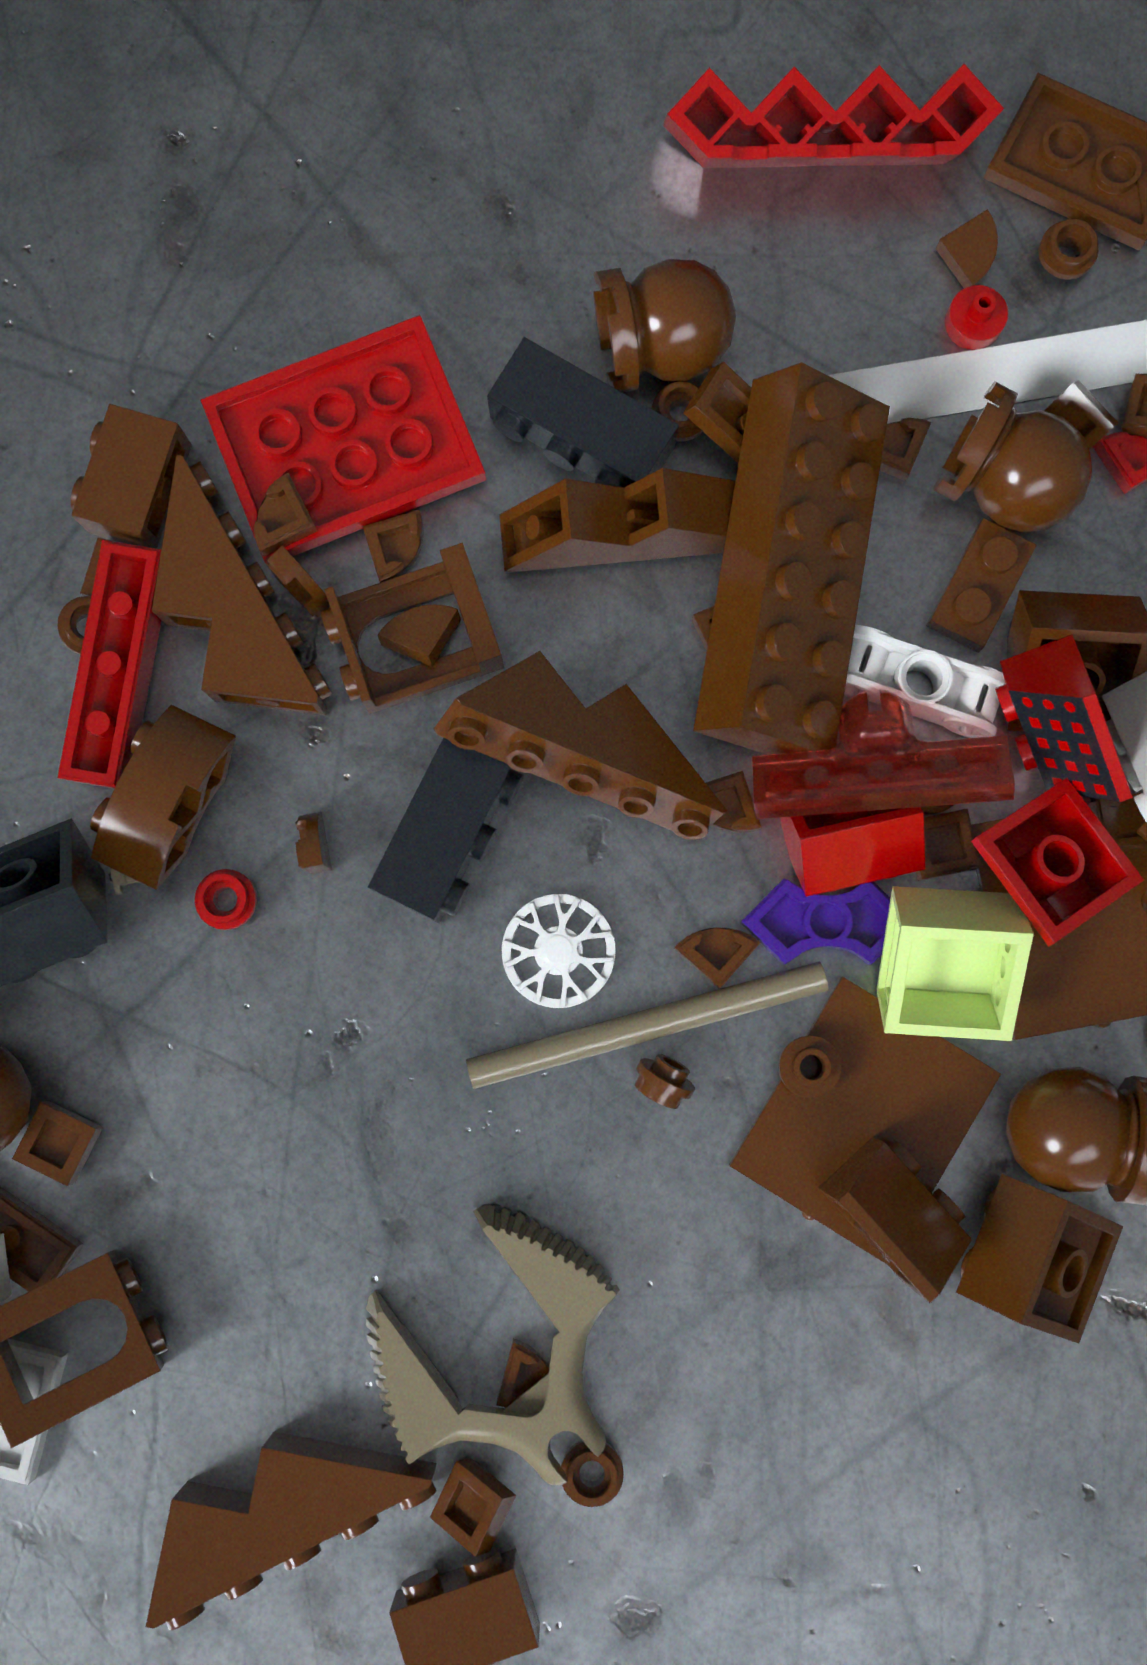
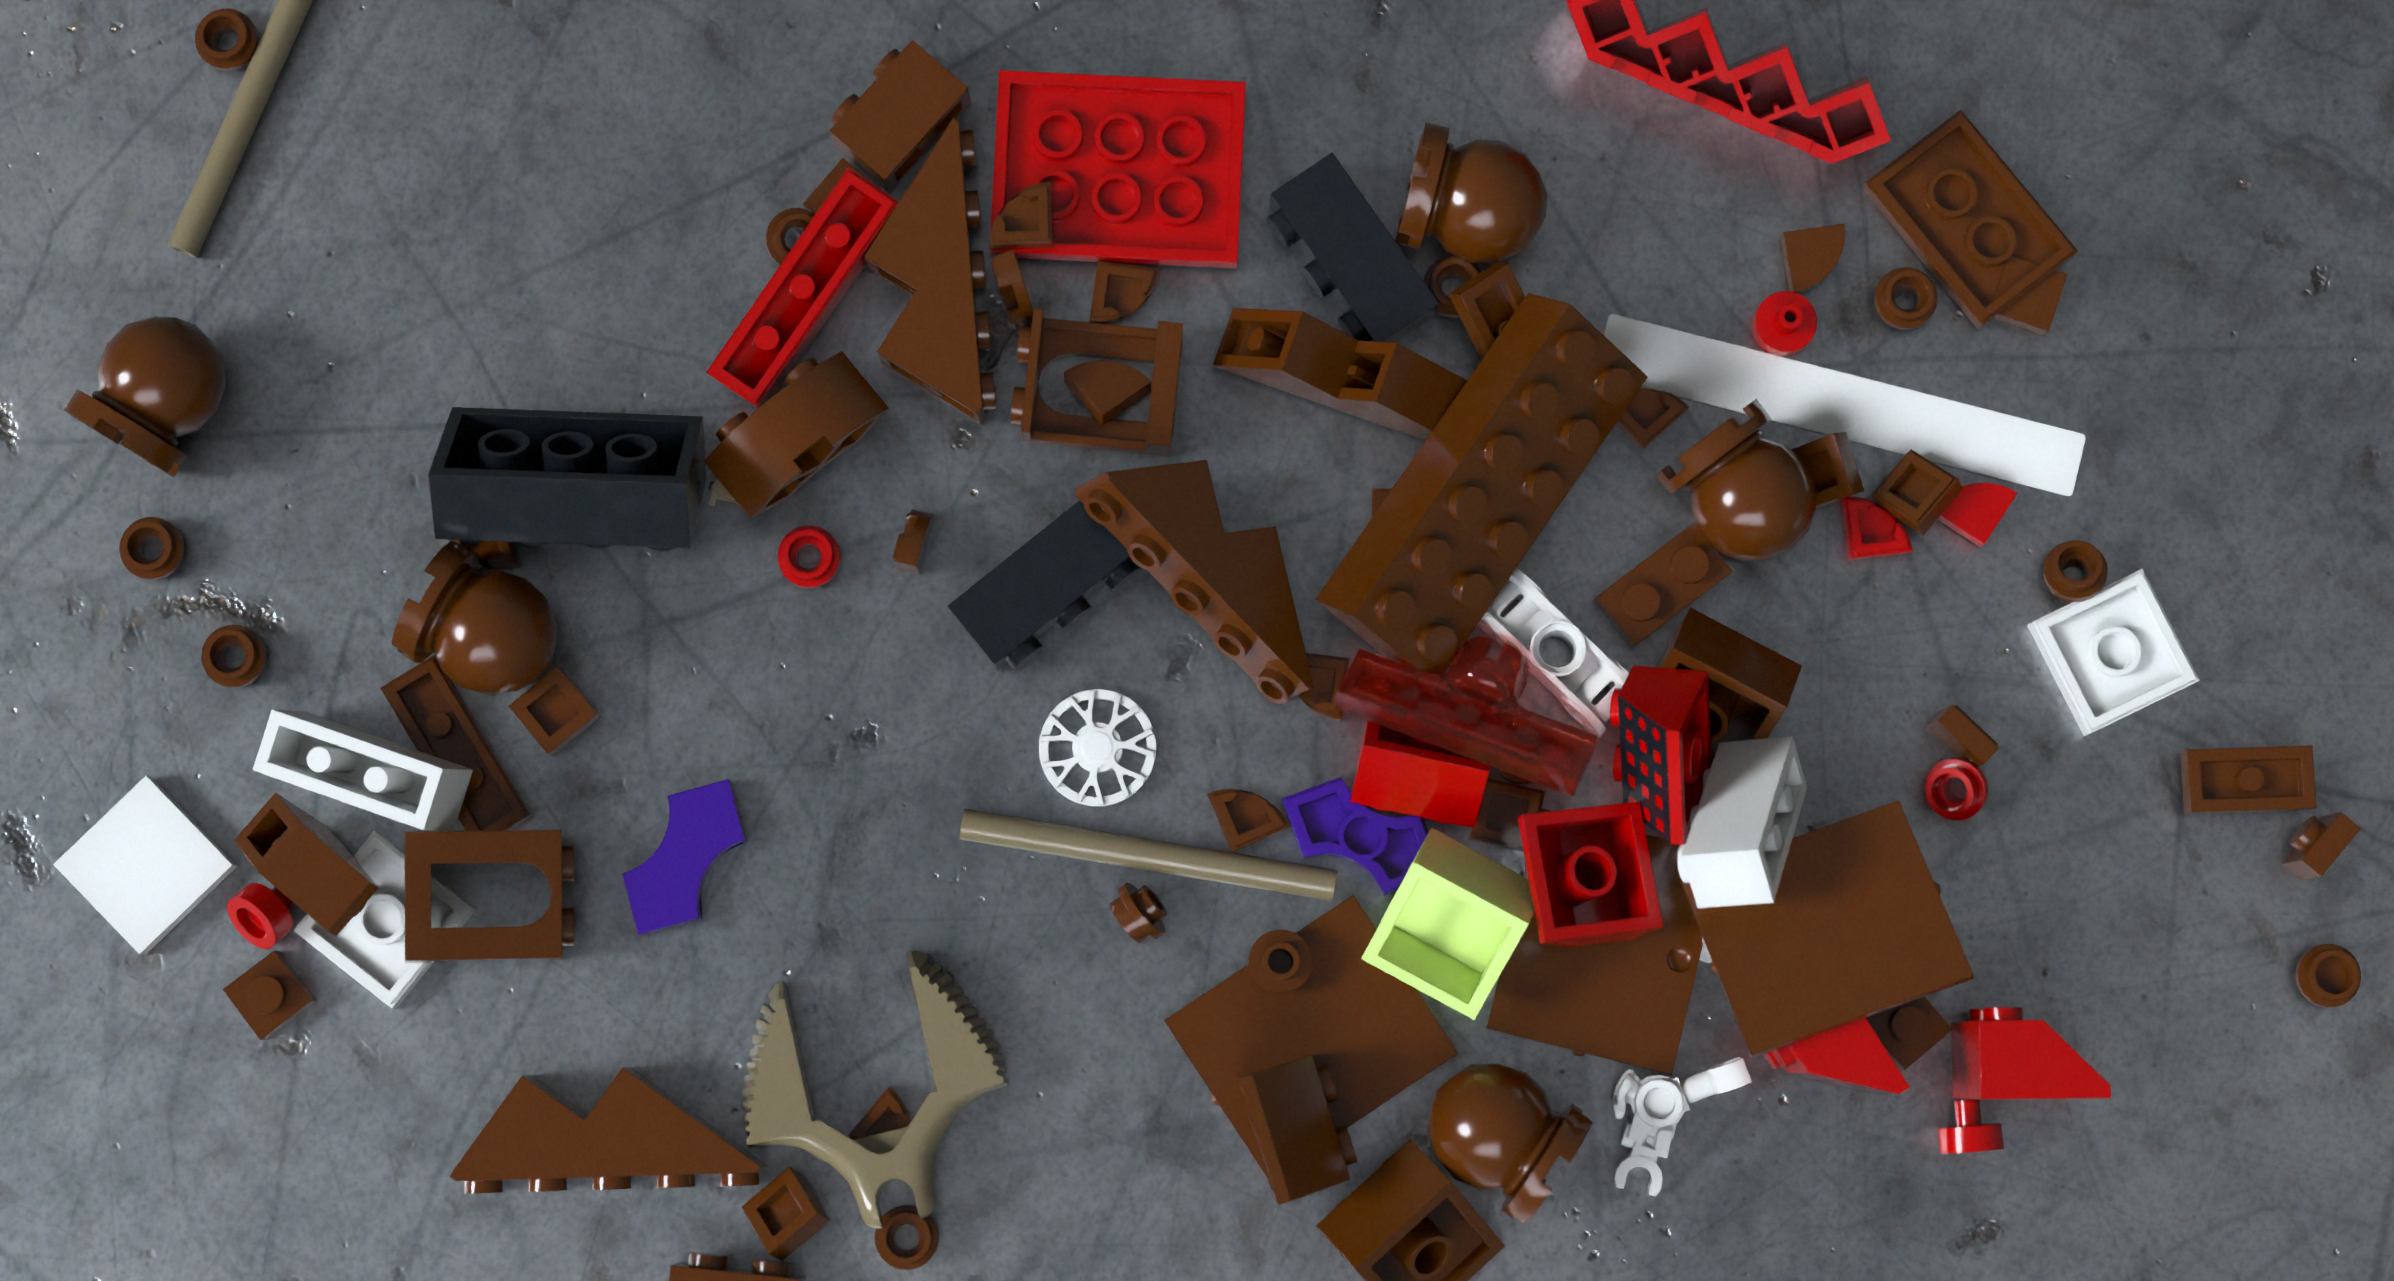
camera: 20 degrees right, 0 degrees up
(233, 1245) = (670, 883): none -> dark purple tile

